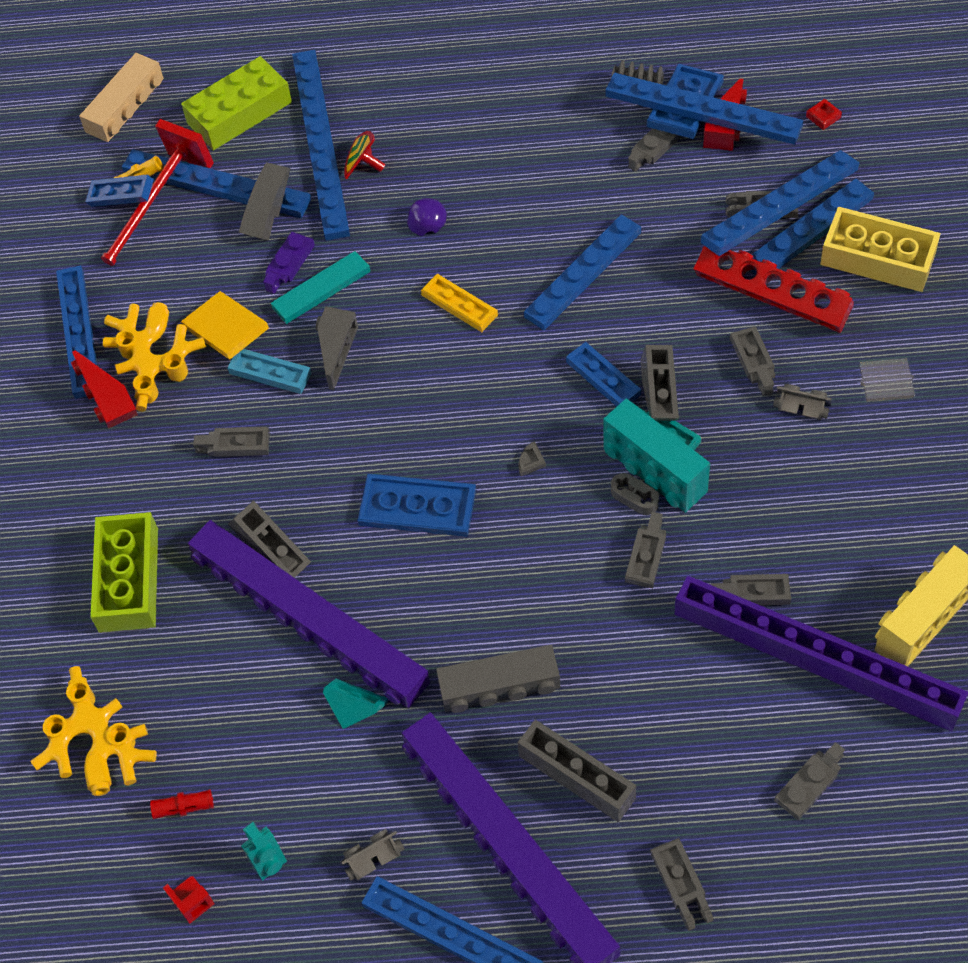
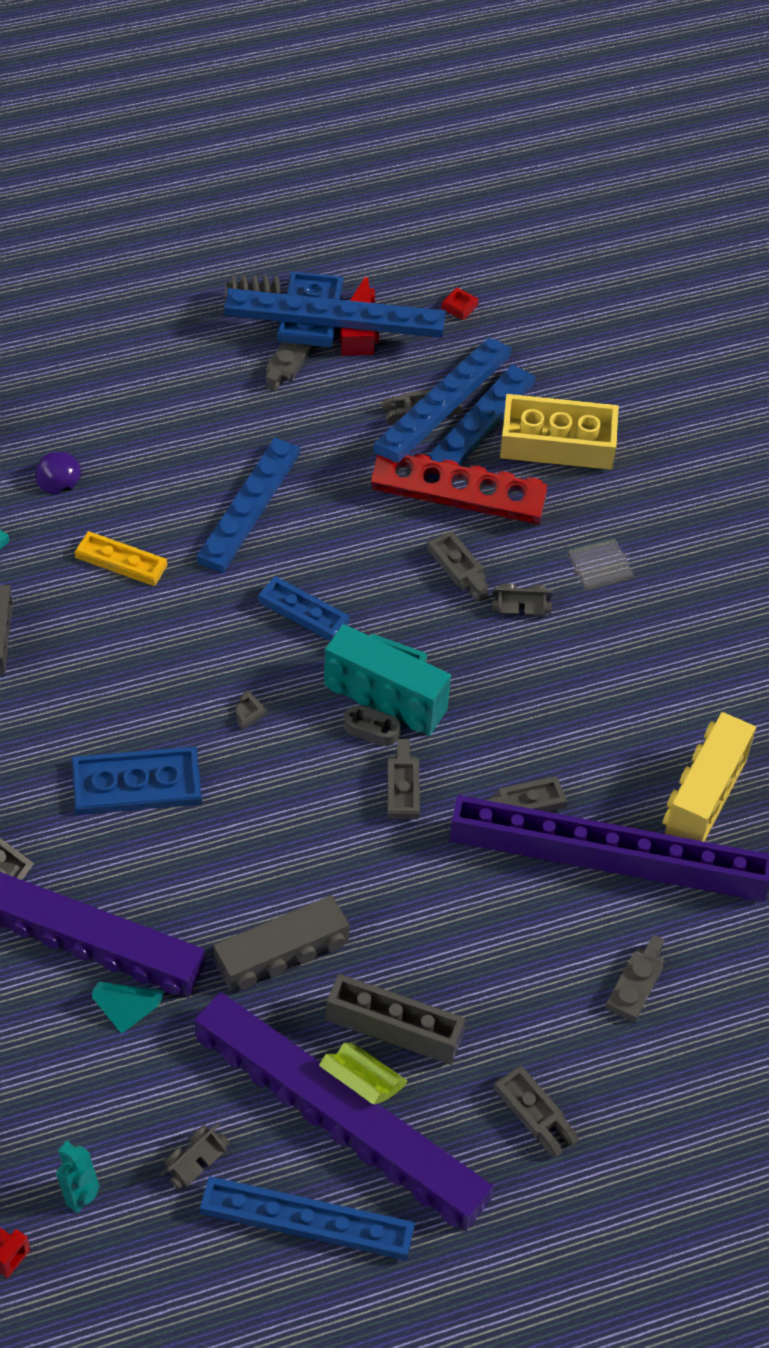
camera: 25 degrees left, 5 degrees down
(535, 814) = (363, 1073): none -> lime slope
(659, 382) = (367, 602): dark grey slope -> none

